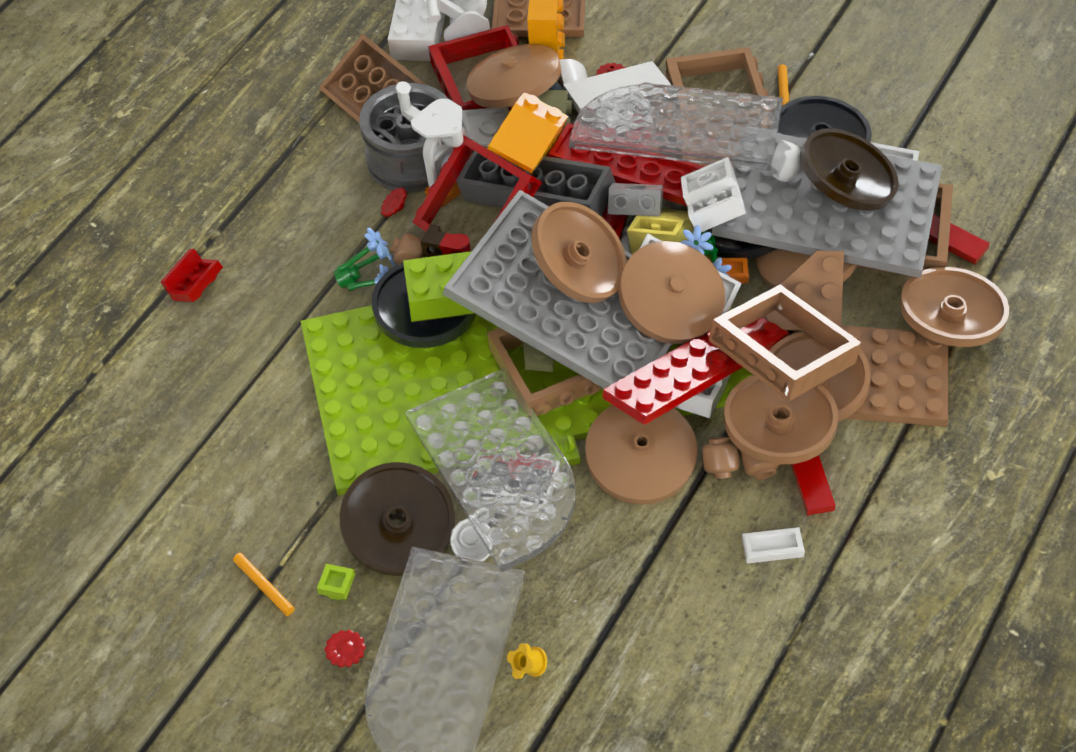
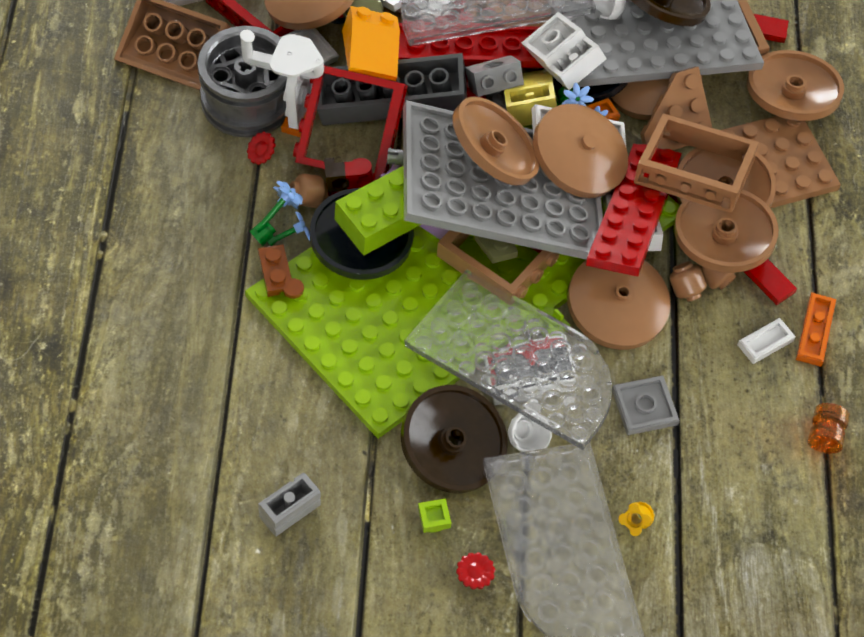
camera: 35 degrees left, 5 degrees up
(190, 277) = (114, 285): red bracket -> none
(213, 519) = (289, 504): none -> light grey brick
(265, 586) = (365, 544): light orange bar -> none
(334, 312) = (277, 273): none -> dark orange hinge
(608, 560) = (645, 405): none -> light grey tile
(779, 653) = (828, 428): none -> clear orange wheel
(833, 553) = (816, 329): none -> orange tile

